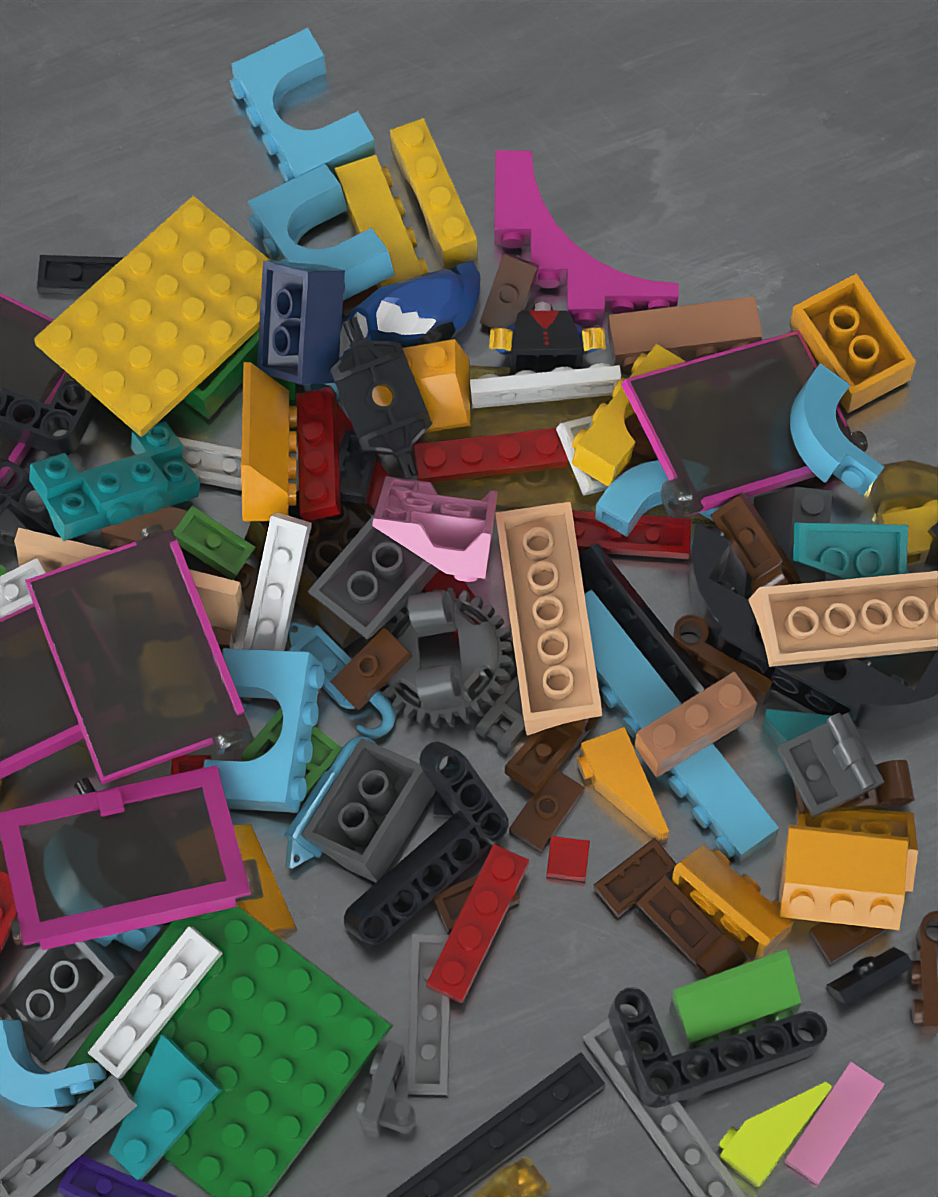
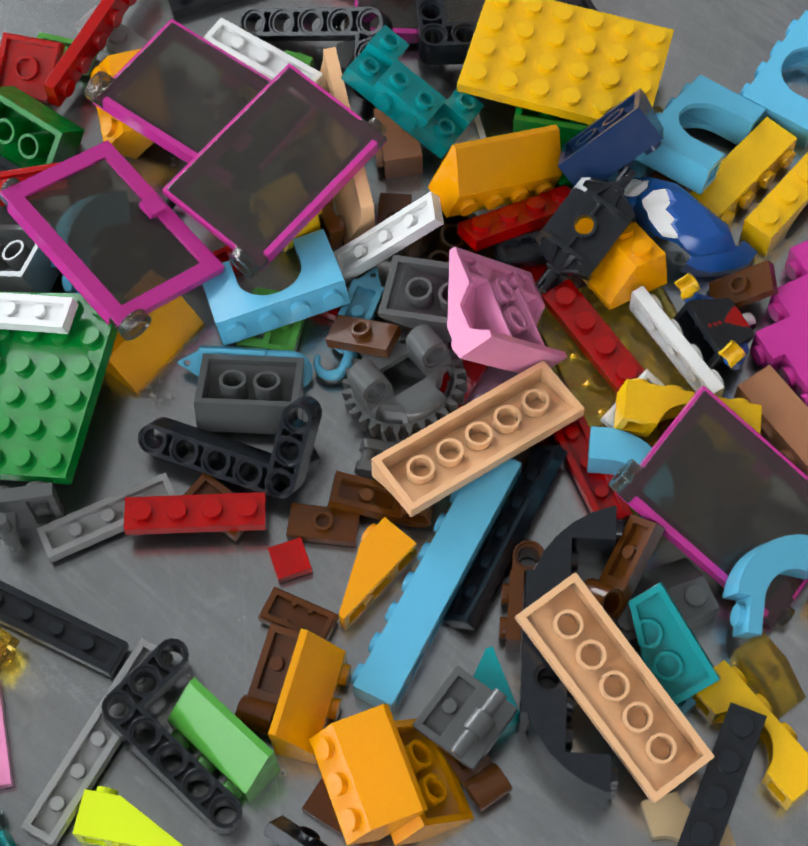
camera: 65 degrees right, 5 degrees down
(213, 543) = (404, 179): bright green plate -> none
(695, 724) = (440, 590): nougat brick -> none

